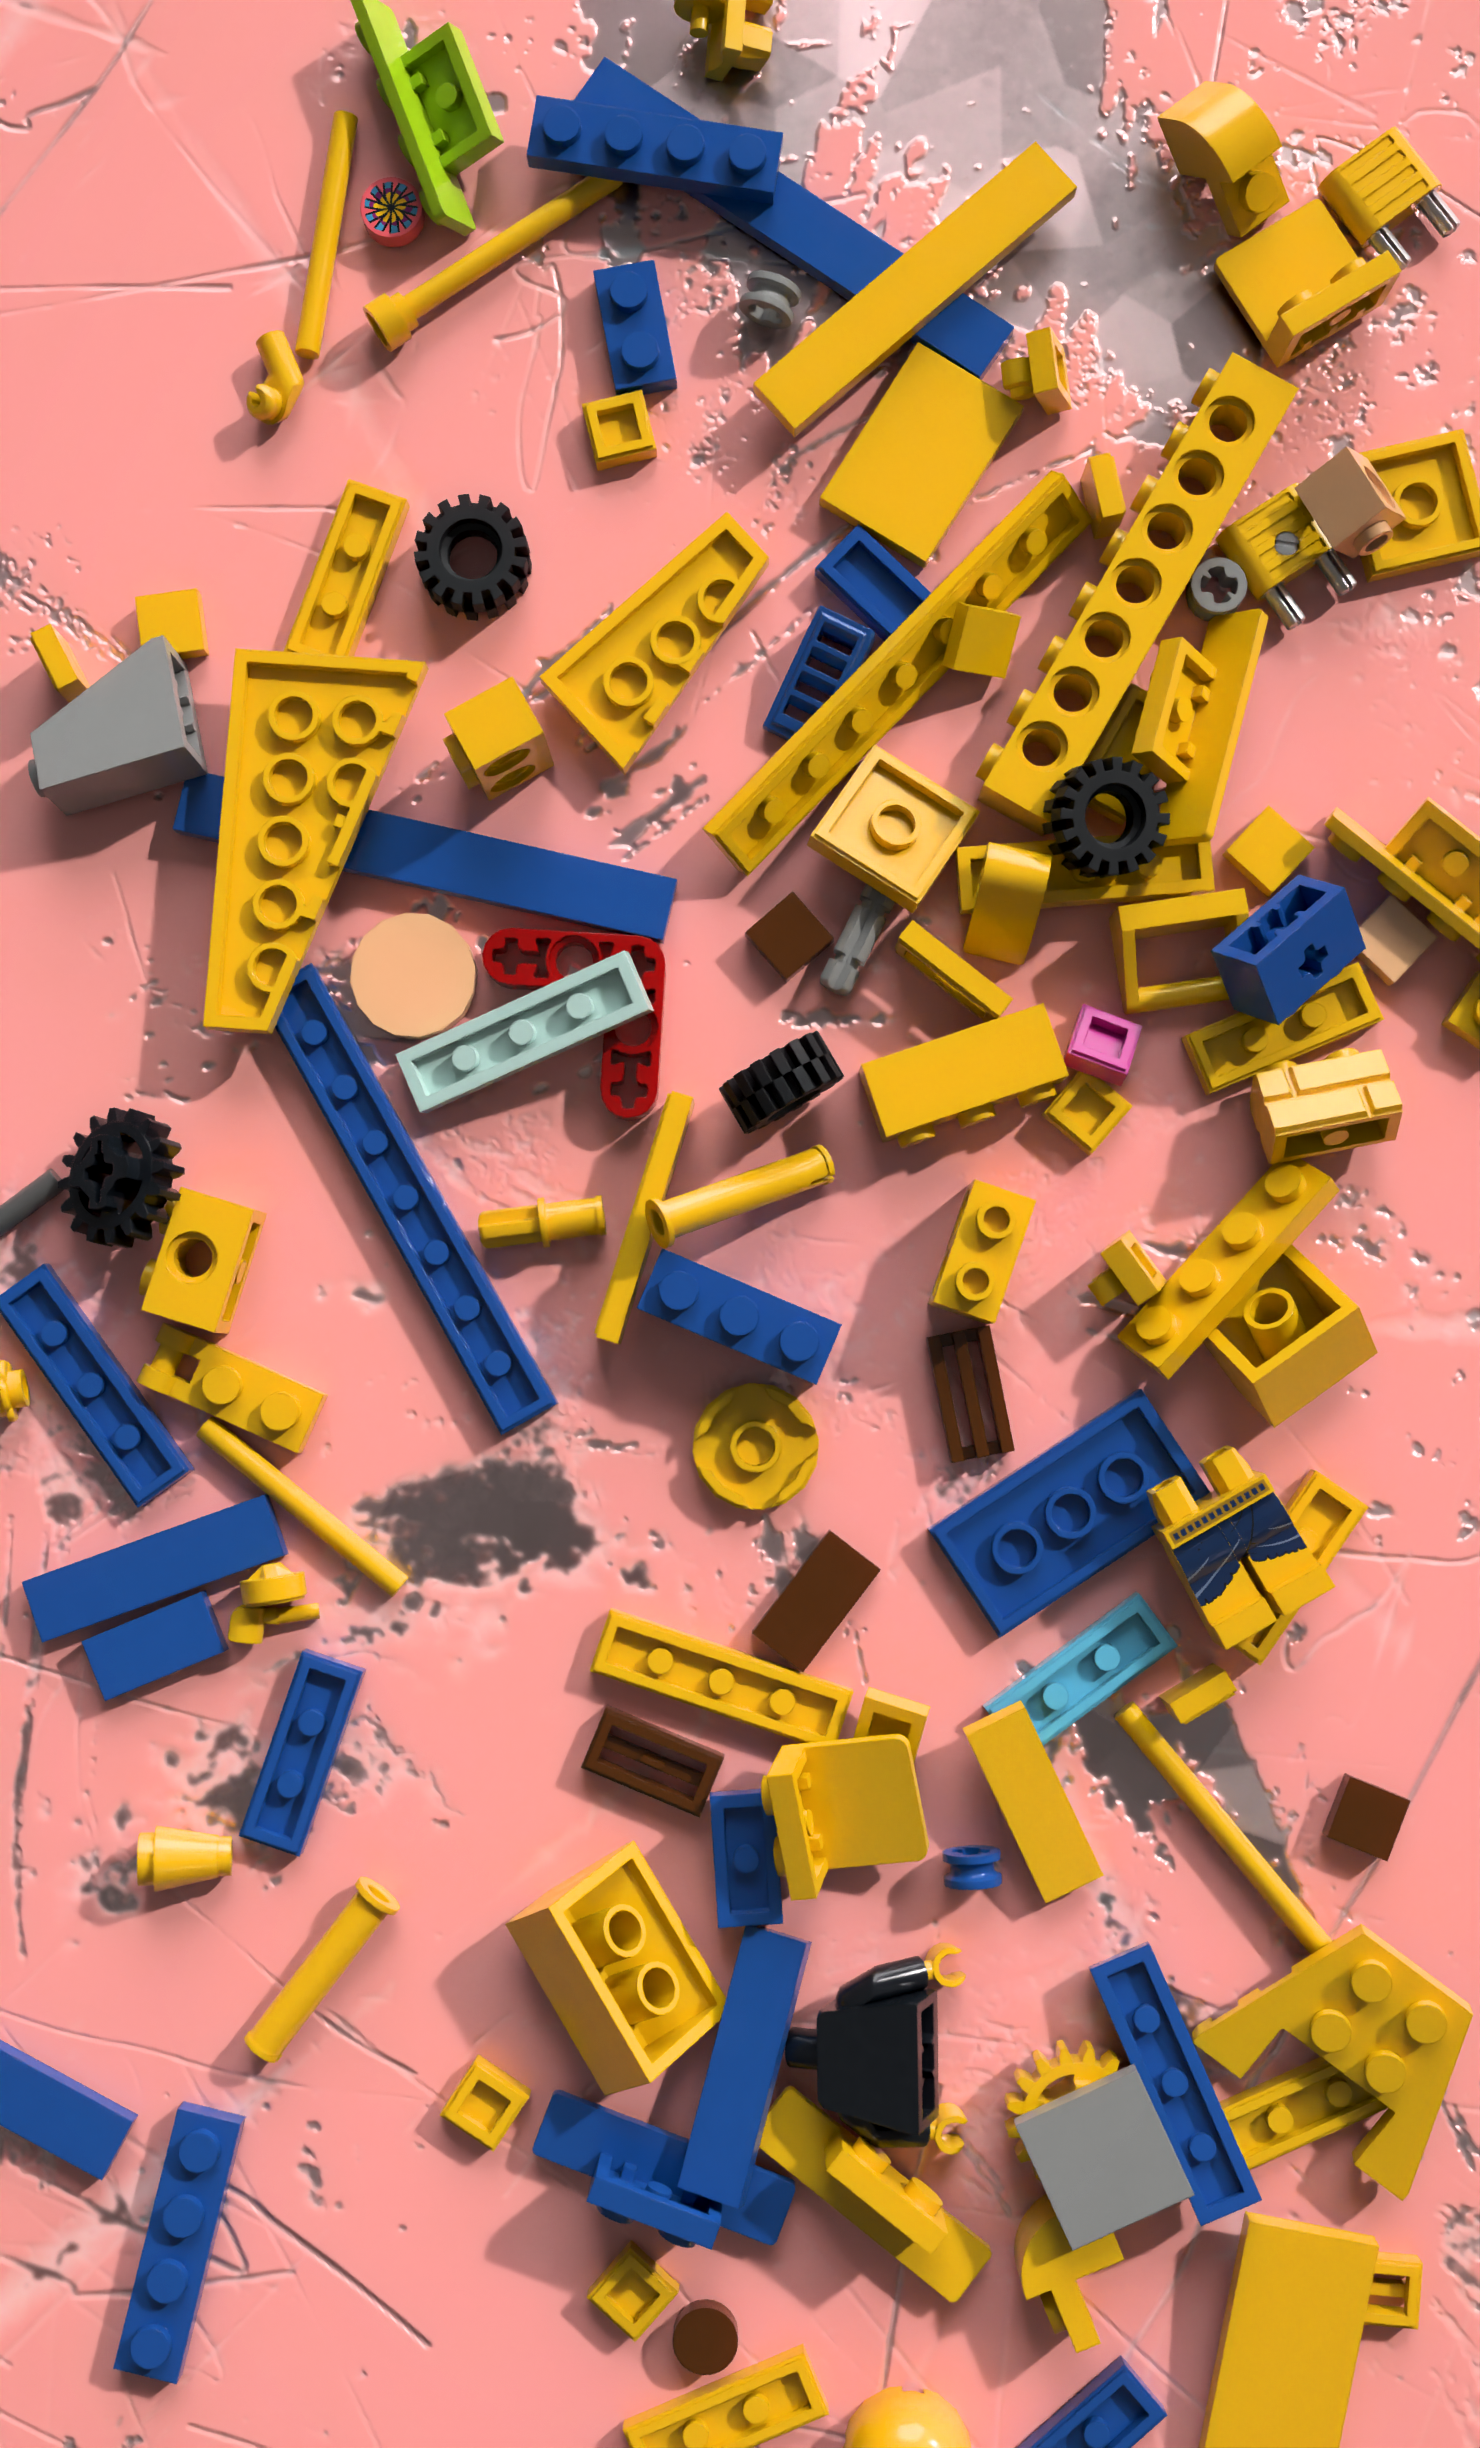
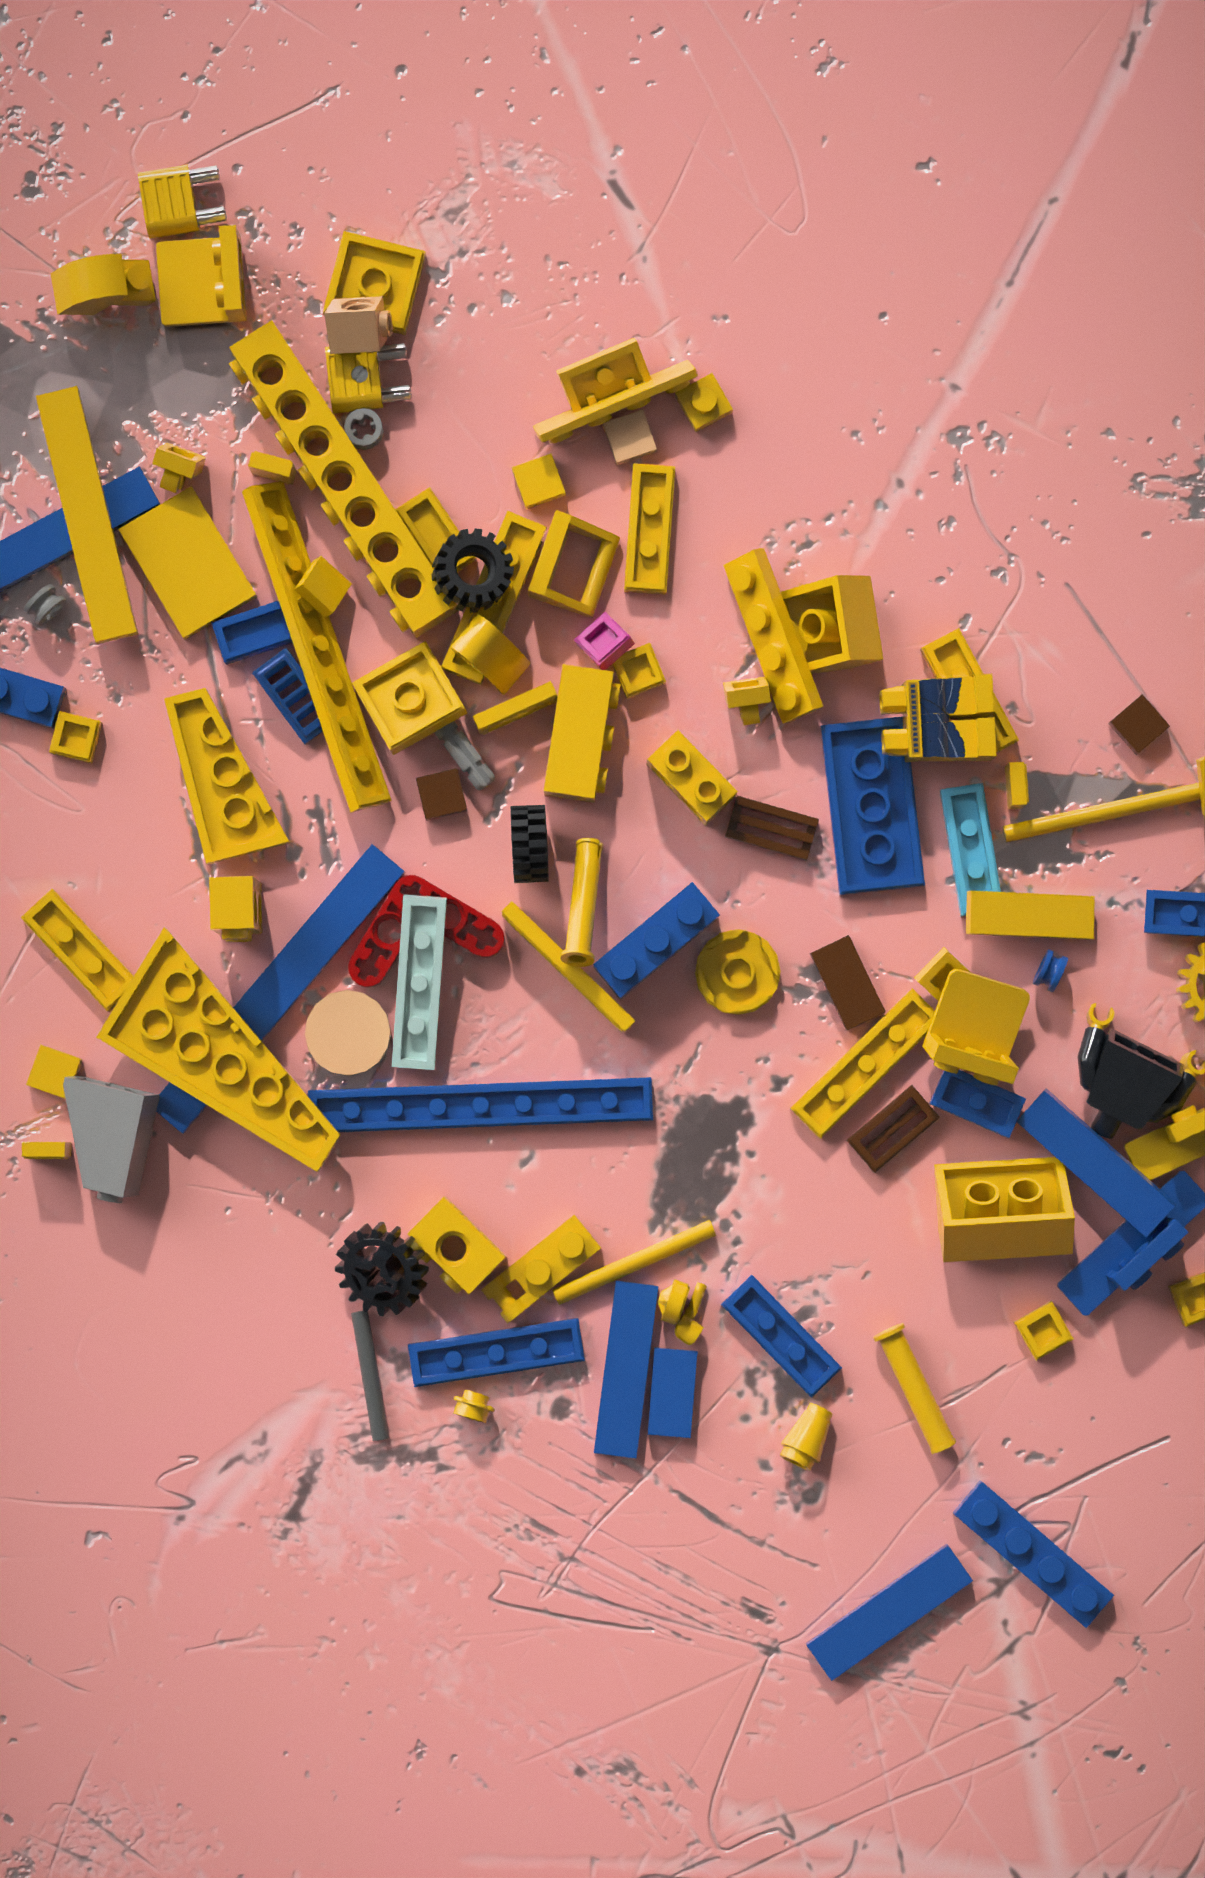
camera: 65 degrees left, 0 degrees up
(467, 521) = (86, 854): black tyre -> none
(542, 1222) = (538, 1030): yellow axle -> none
(1196, 720) = (438, 484): yellow bracket -> none
(1288, 949) = (605, 503): blue brick -> none
(1325, 1105) = (708, 529): yellow brick -> none

